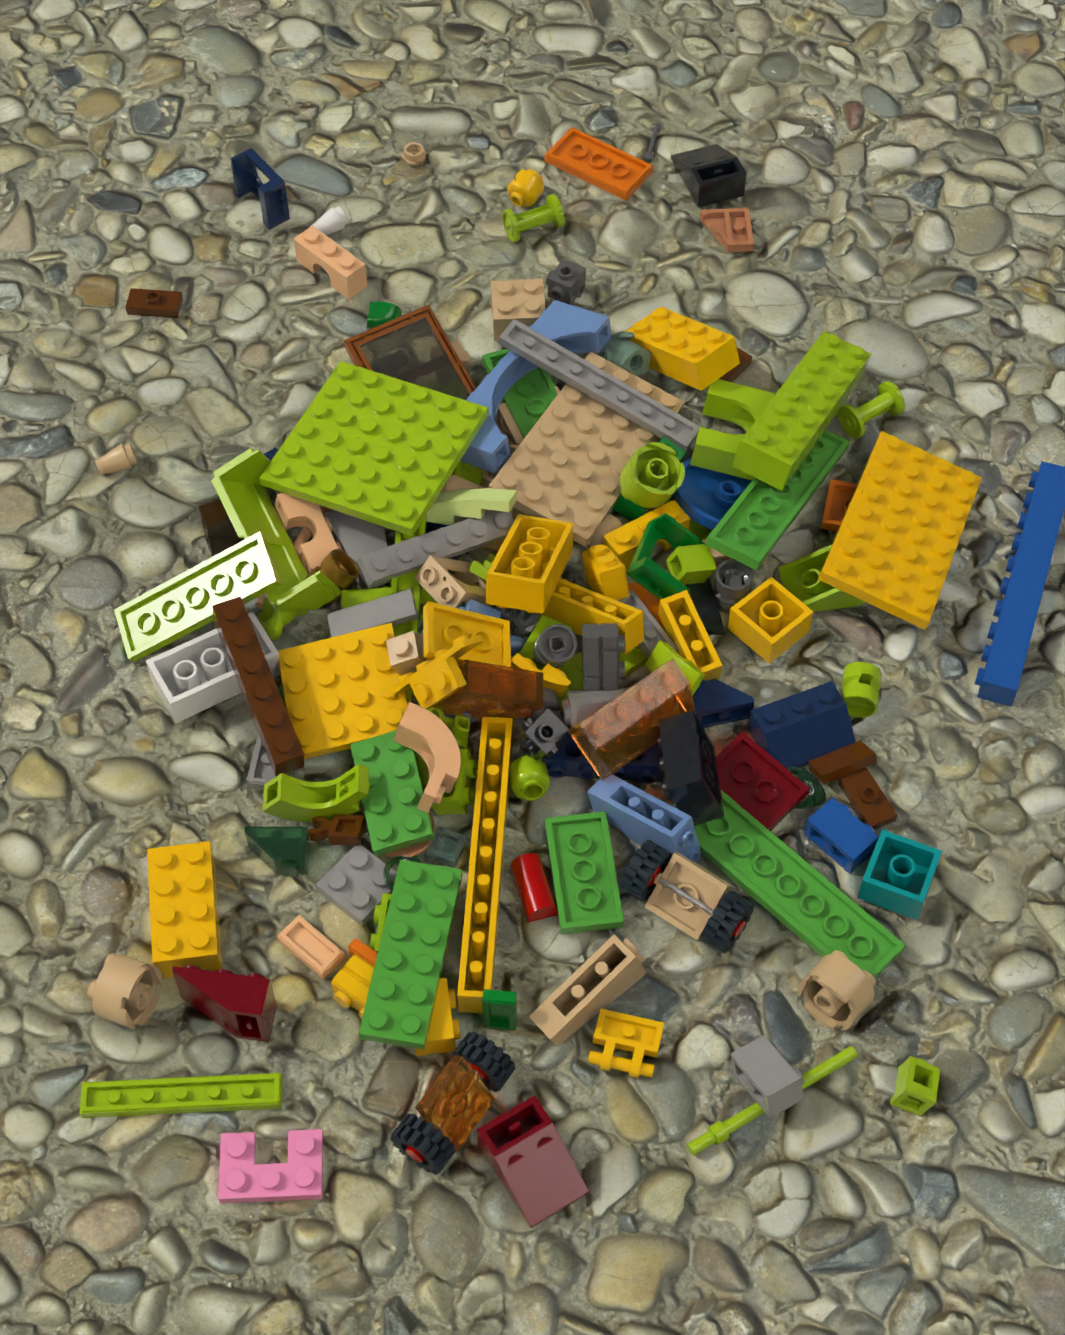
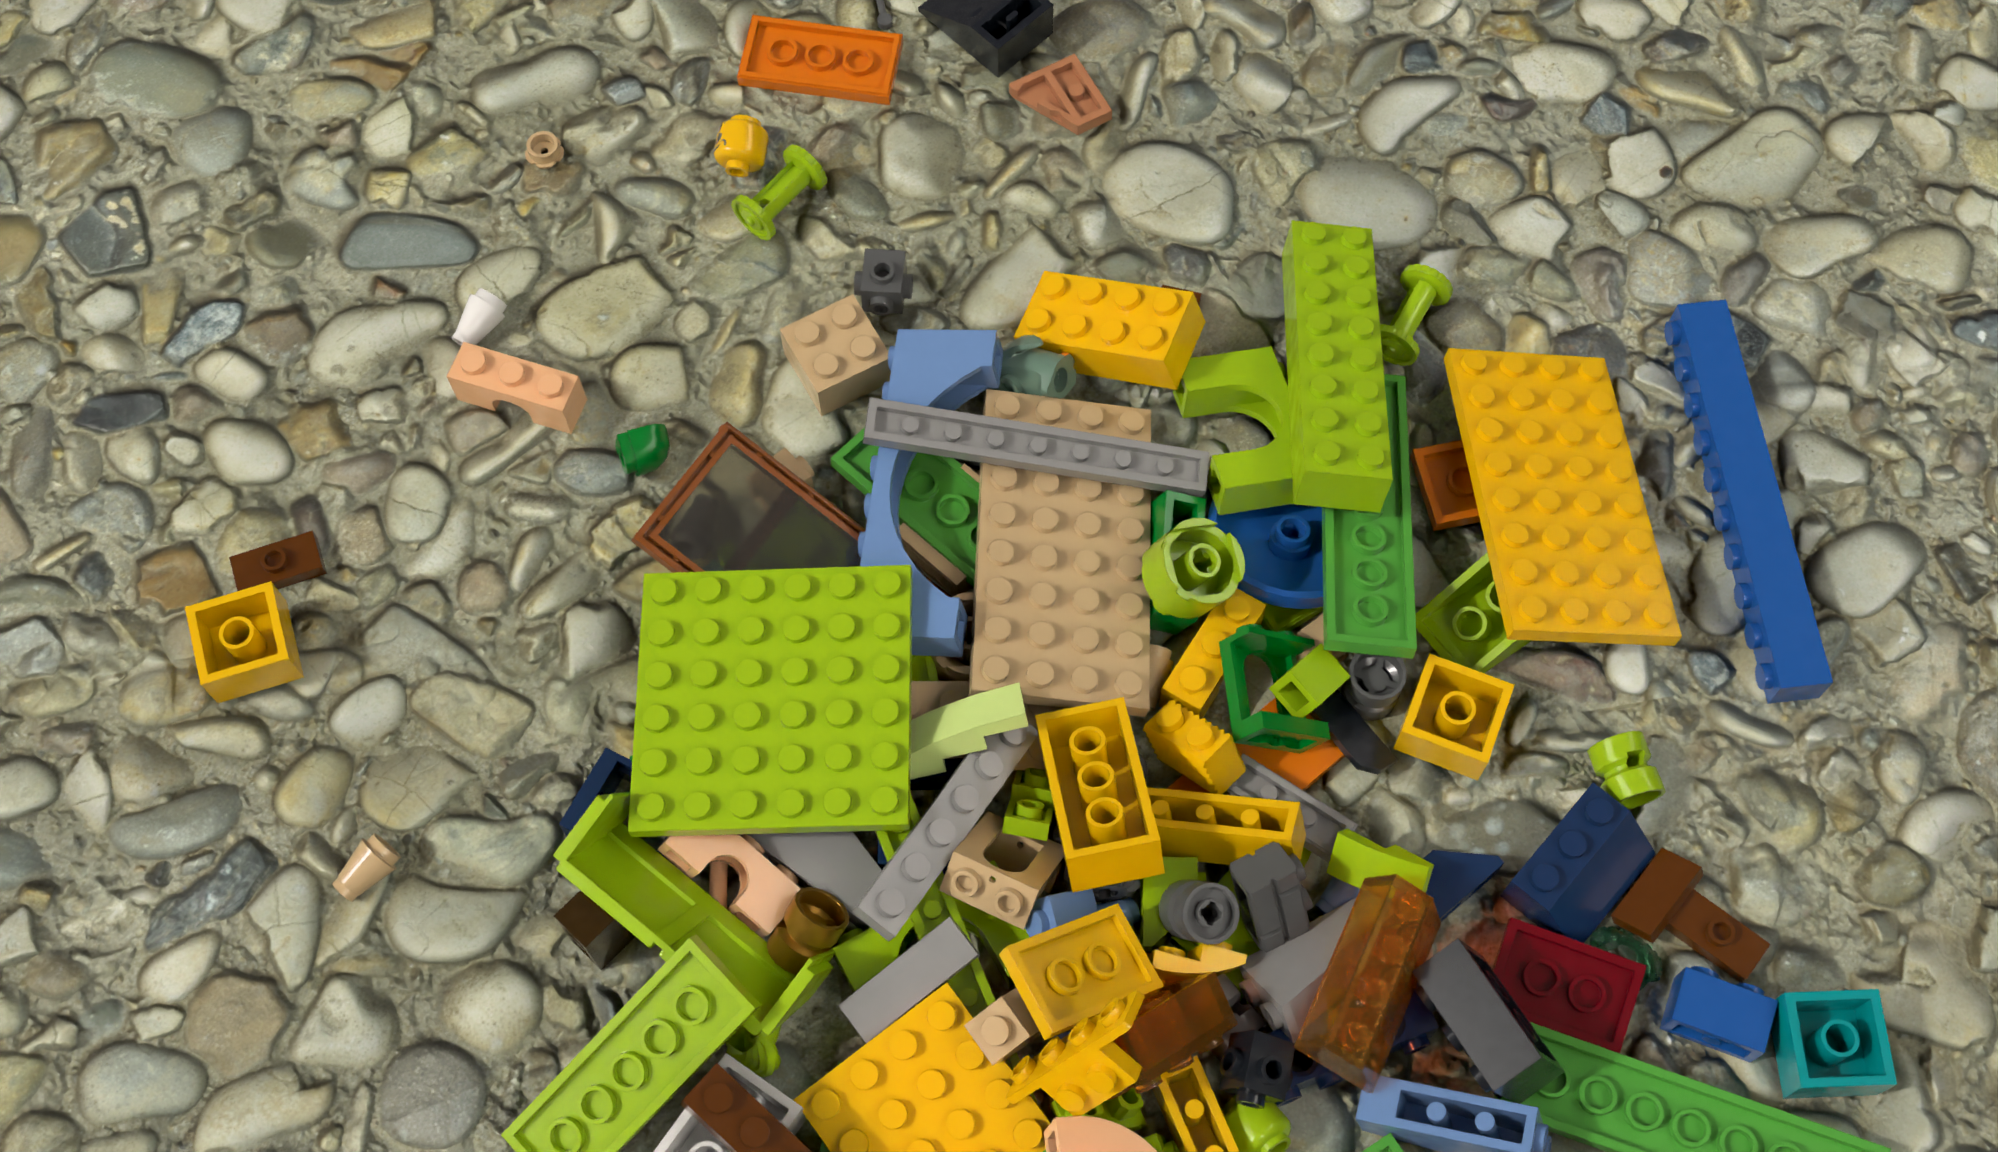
camera: 25 degrees left, 10 degrees up
(114, 328) = (243, 642): none -> yellow brick
(271, 194) = (375, 316): dark blue panel -> none
(689, 634) = (1365, 798): yellow brick -> none

